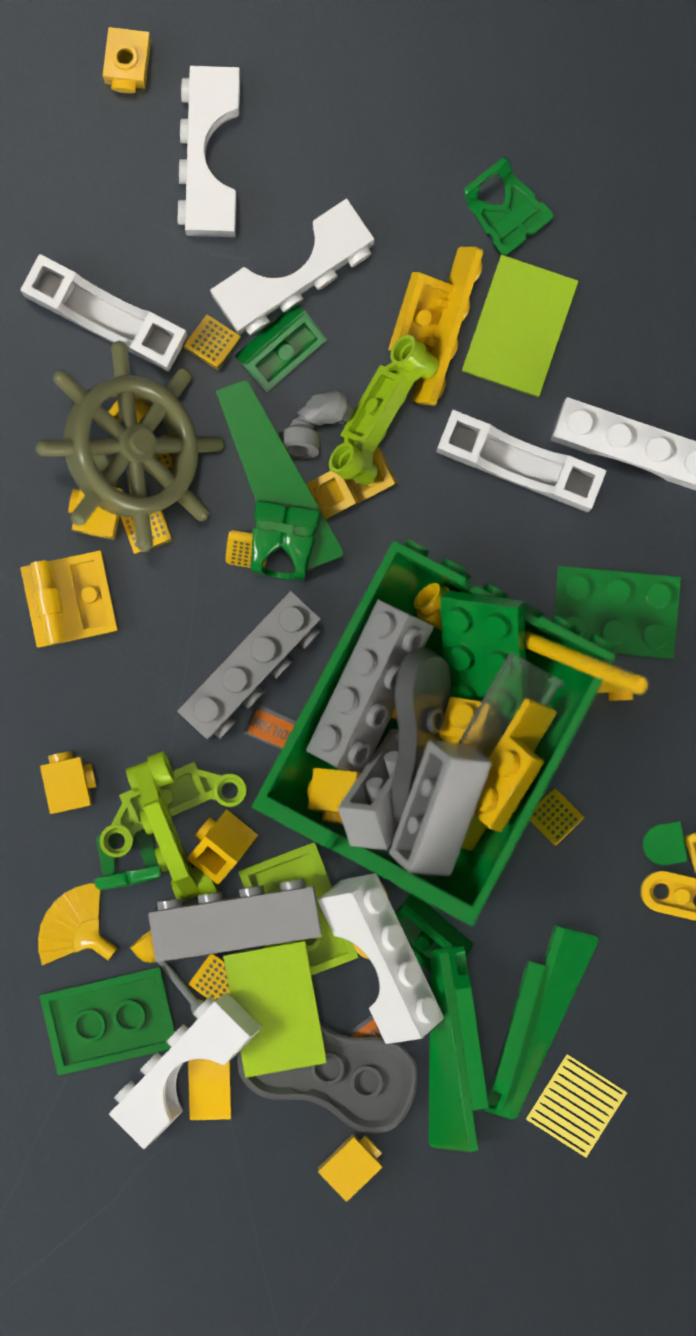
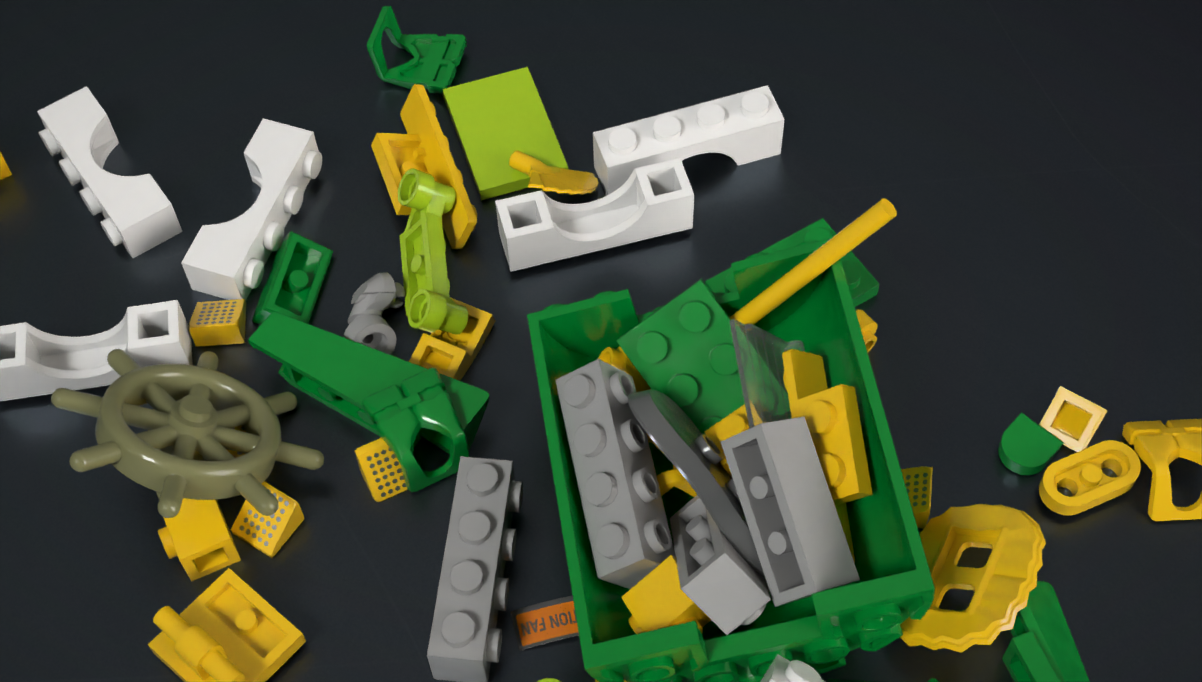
camera: 30 degrees left, 30 degrees down
(517, 410) = (551, 177): none -> yellow hand
(552, 925) = (999, 586): none -> yellow piece

